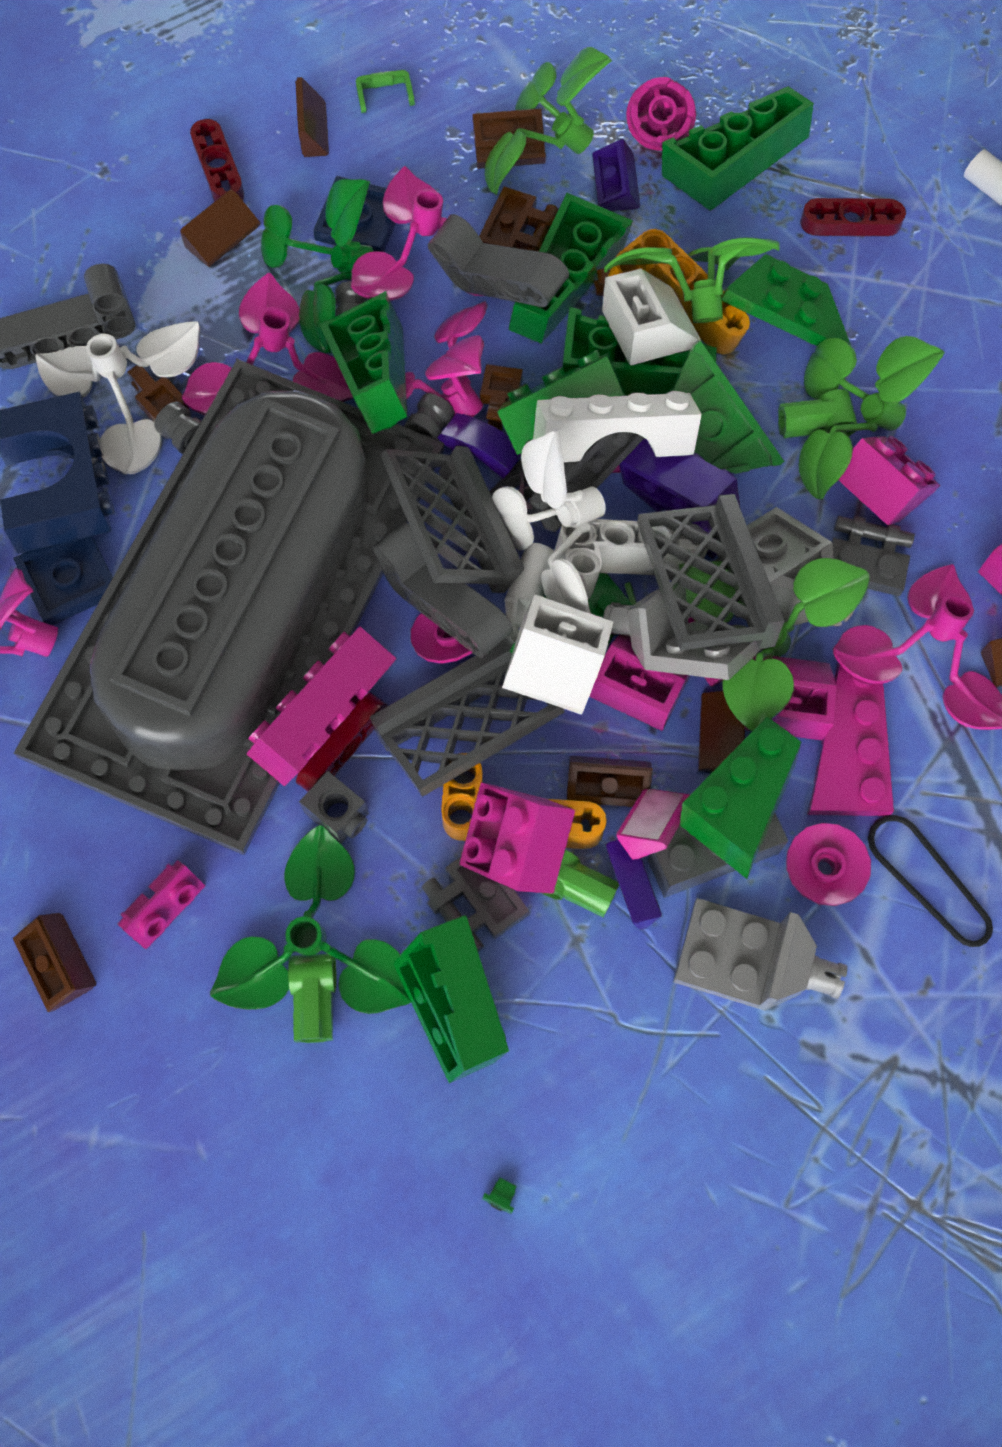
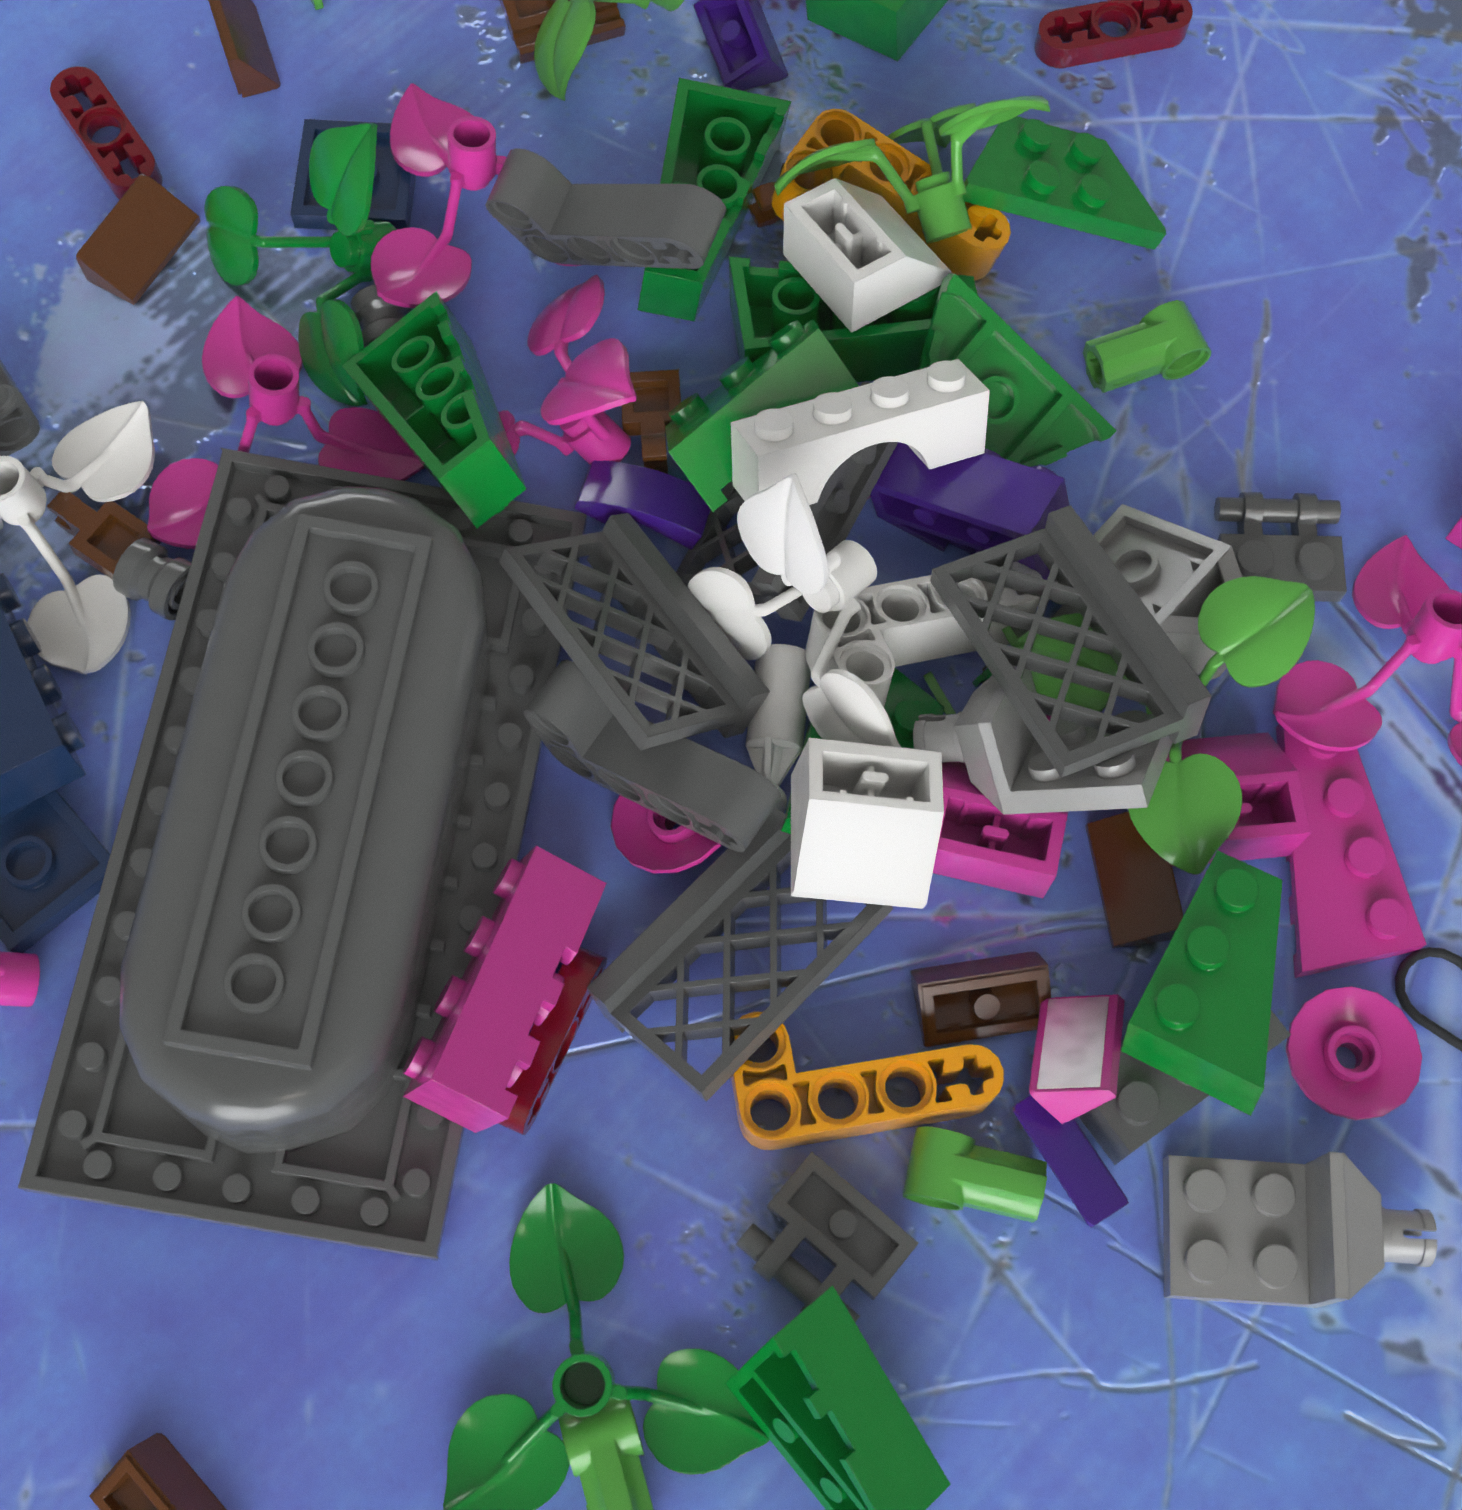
camera: 15 degrees left, 0 degrees up
(173, 891) = (308, 1408): dark pink hinge -> none
(327, 793) = (551, 1123): dark grey brick -> none
(431, 416) = (554, 474): dark grey wheel -> none
(511, 216) = (594, 136): reddish brown plate -> none
(517, 839) = (875, 1136): dark pink slope -> none
(888, 478) = (1274, 423): dark pink slope -> none
(901, 370) = (1272, 254): bright green plant -> none

